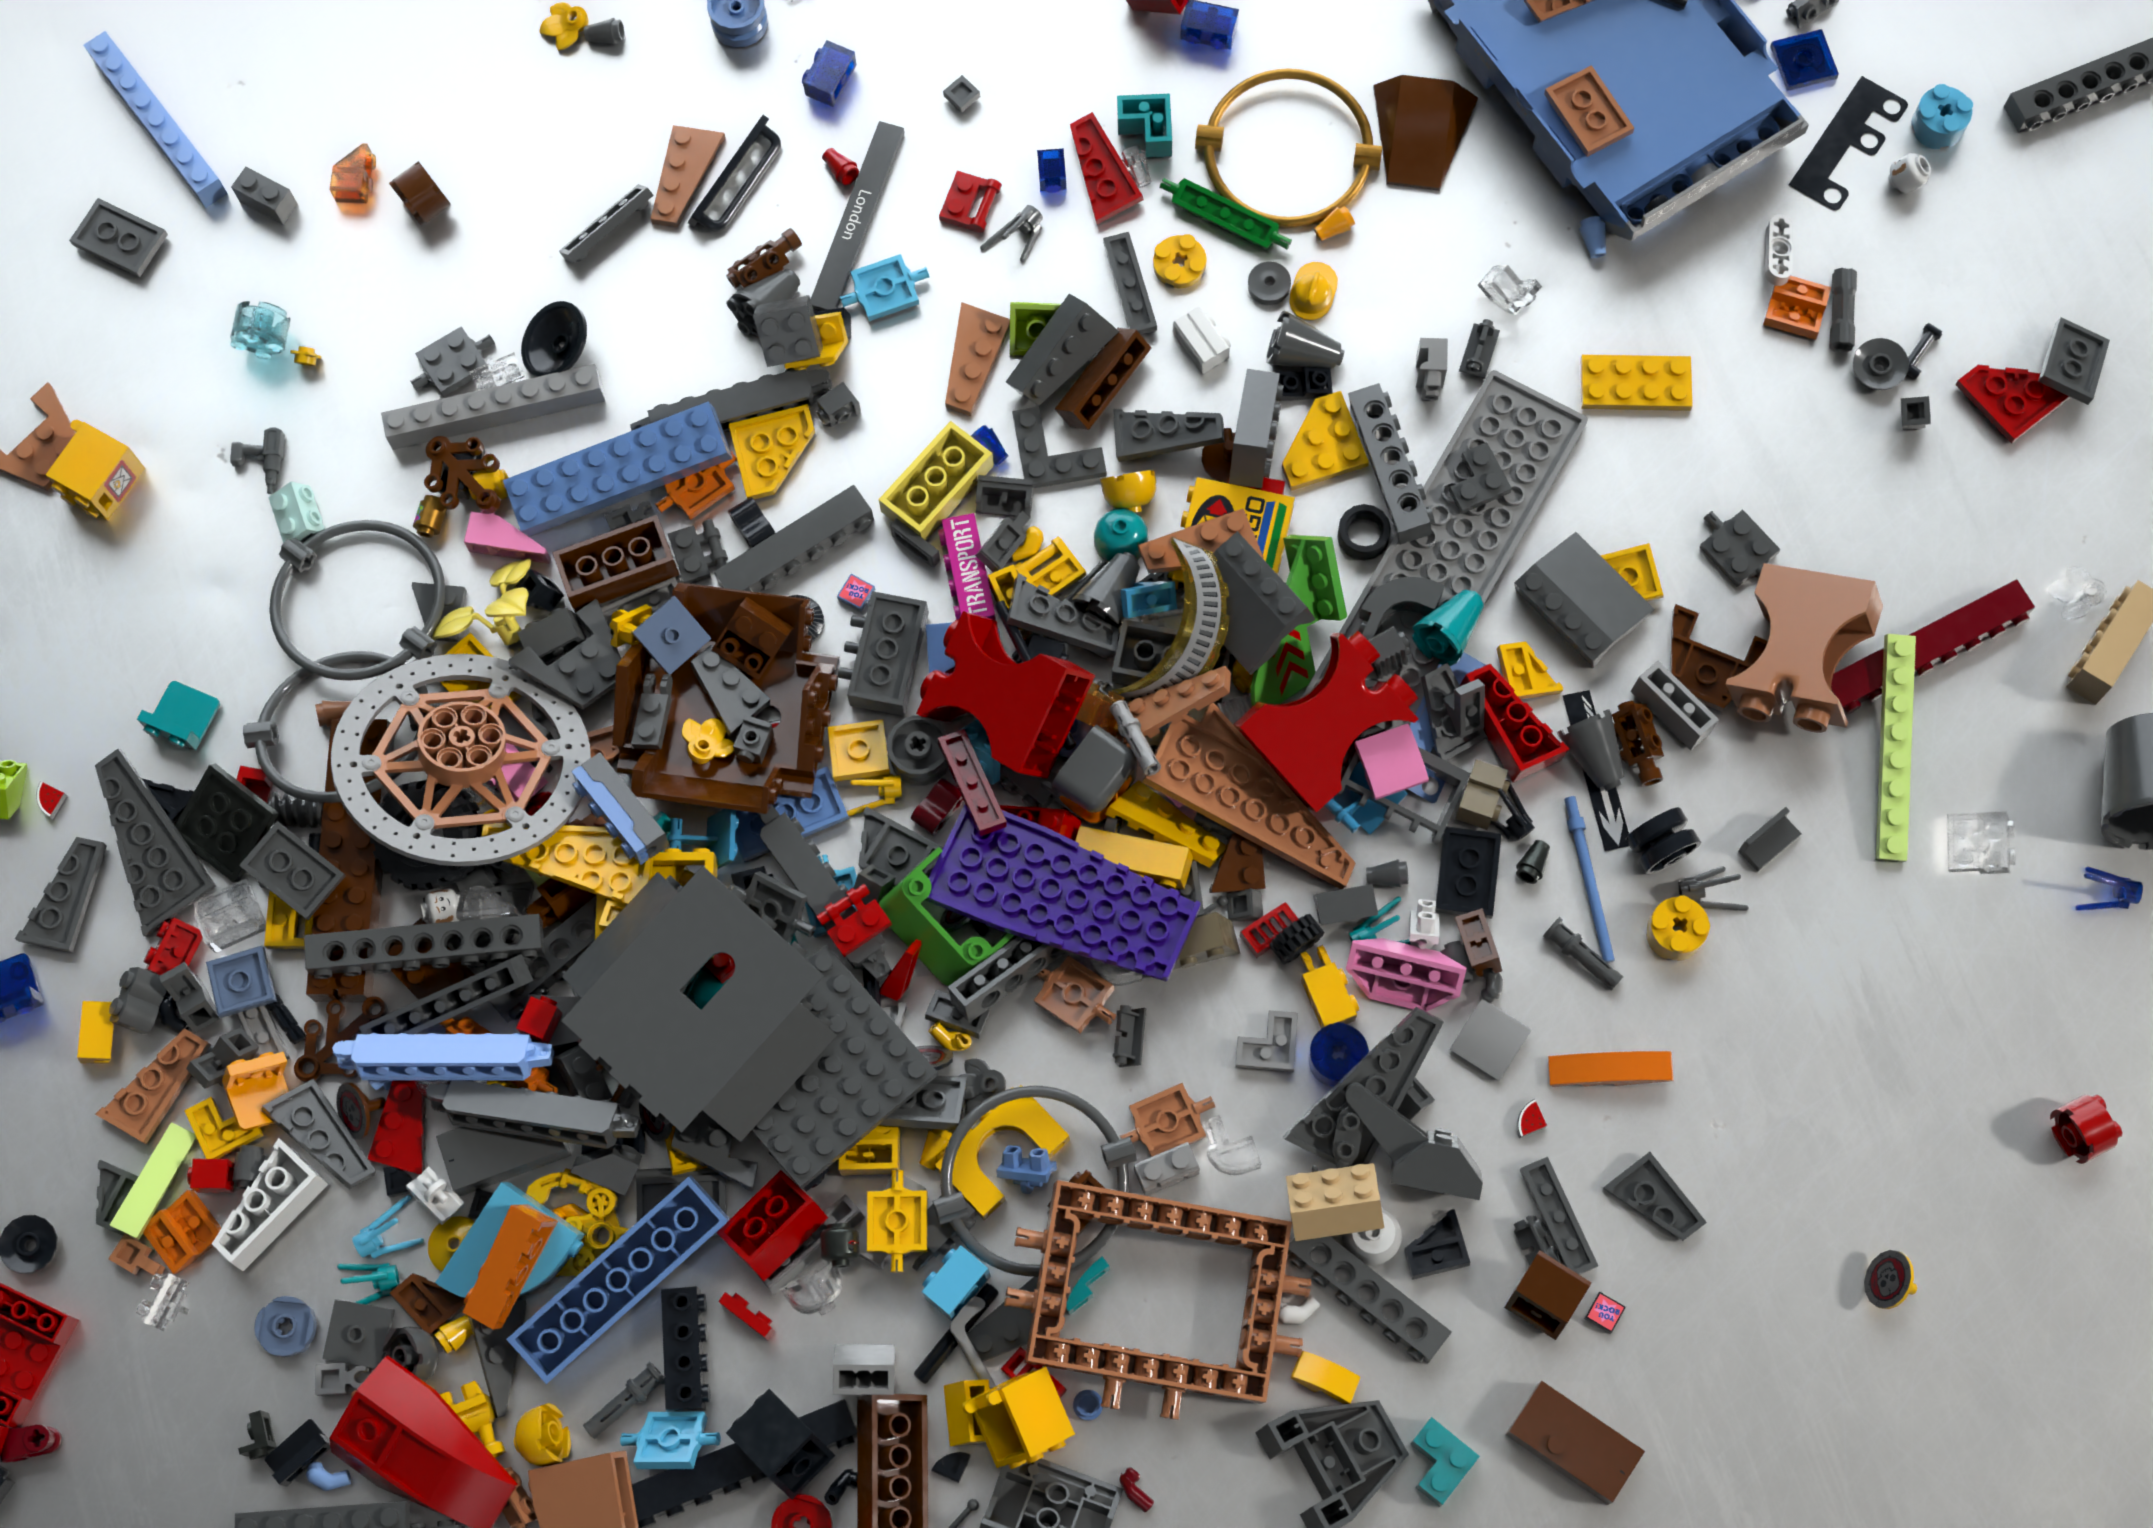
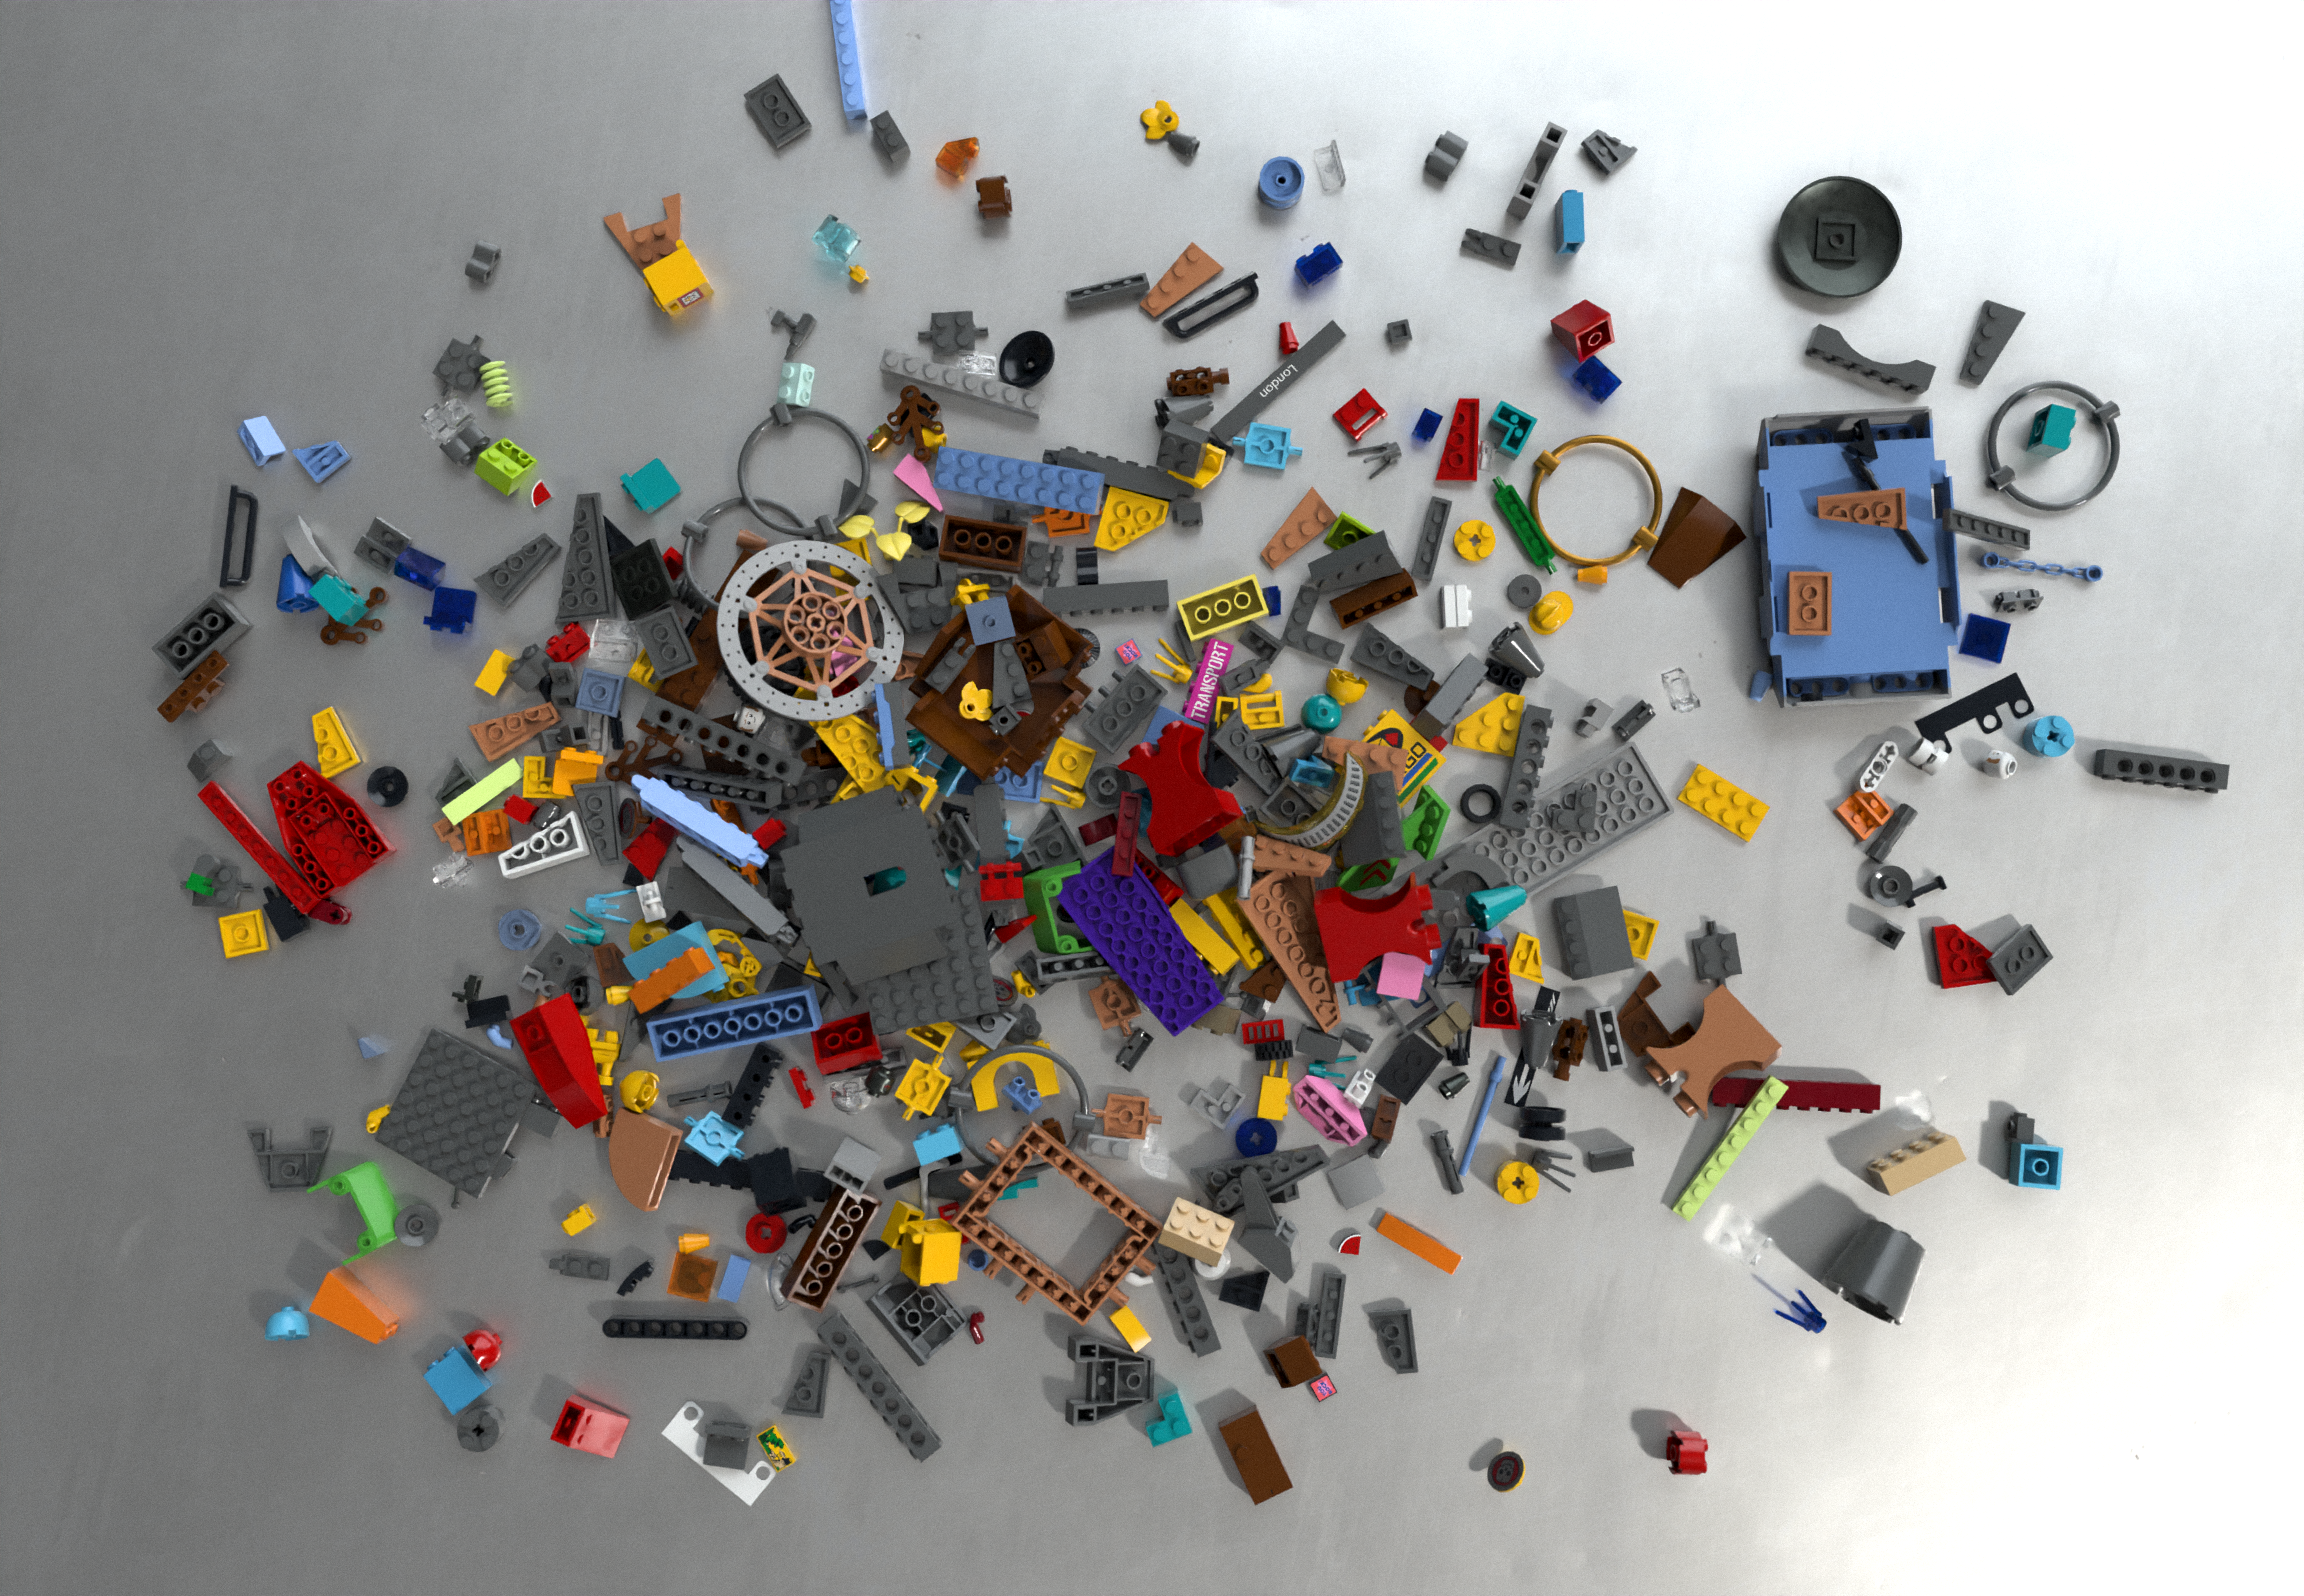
camera: 25 degrees right, 15 degrees up
(931, 578) = (1181, 672): none -> yellow plant
(1816, 207) = (1920, 753): none -> white wheel

